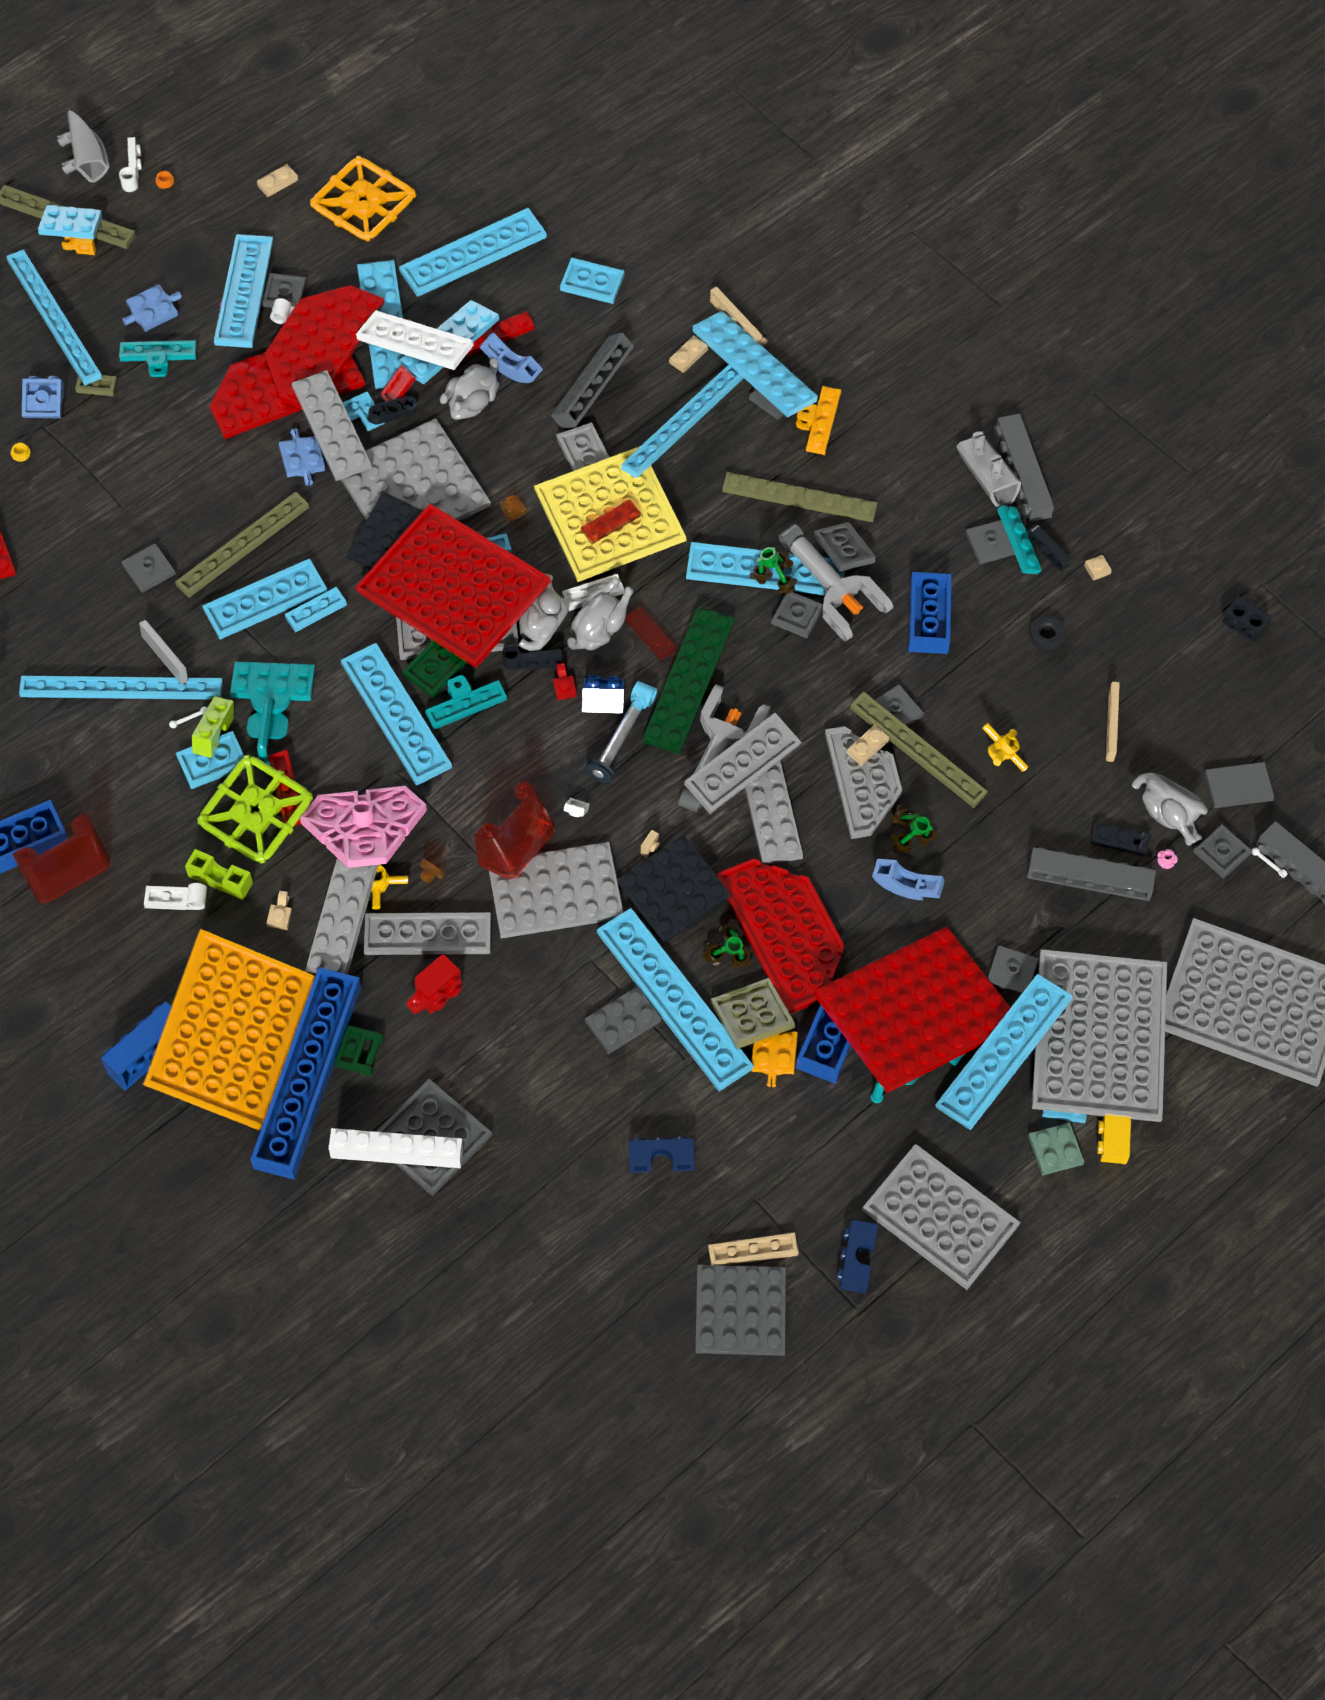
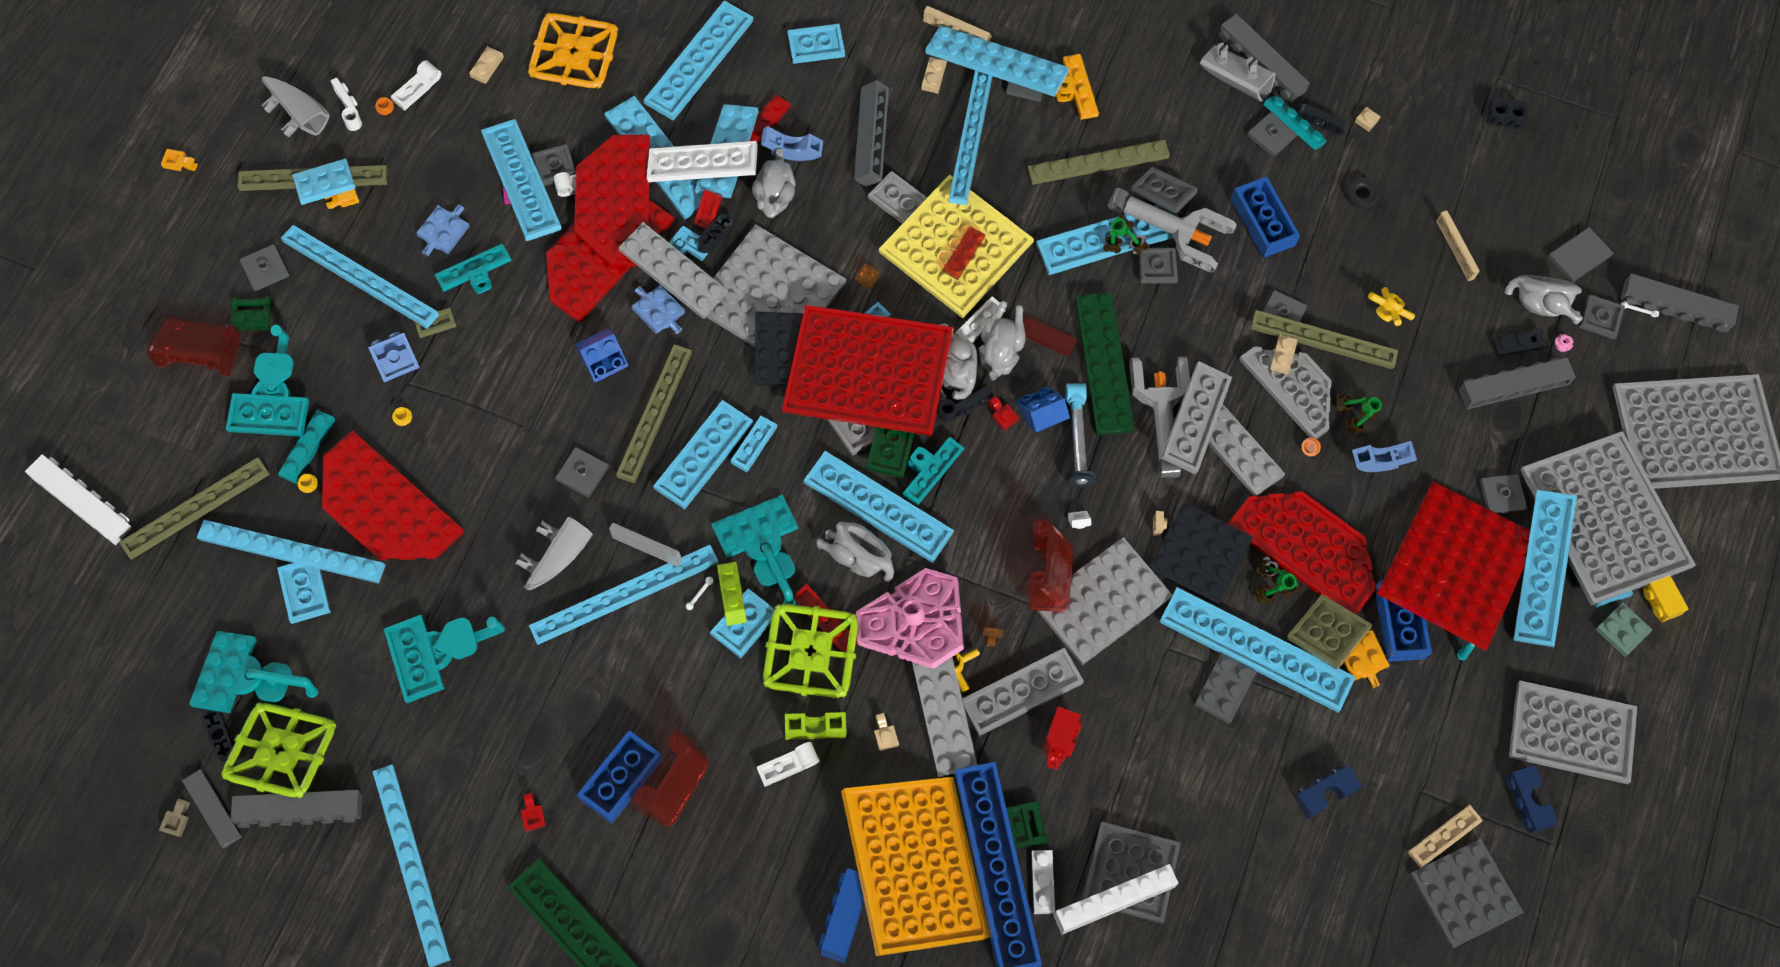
camera: 30 degrees left, 5 degrees up
(82, 627) = (563, 550): none -> light grey piece
(202, 174) = (425, 78): none -> white plate
(225, 474) = (601, 355): none -> blue slope
(345, 1105) = (1042, 882): none -> white plate
(350, 740) = (858, 550): none -> light grey piece
(843, 841) = (1311, 446): none -> orange plate

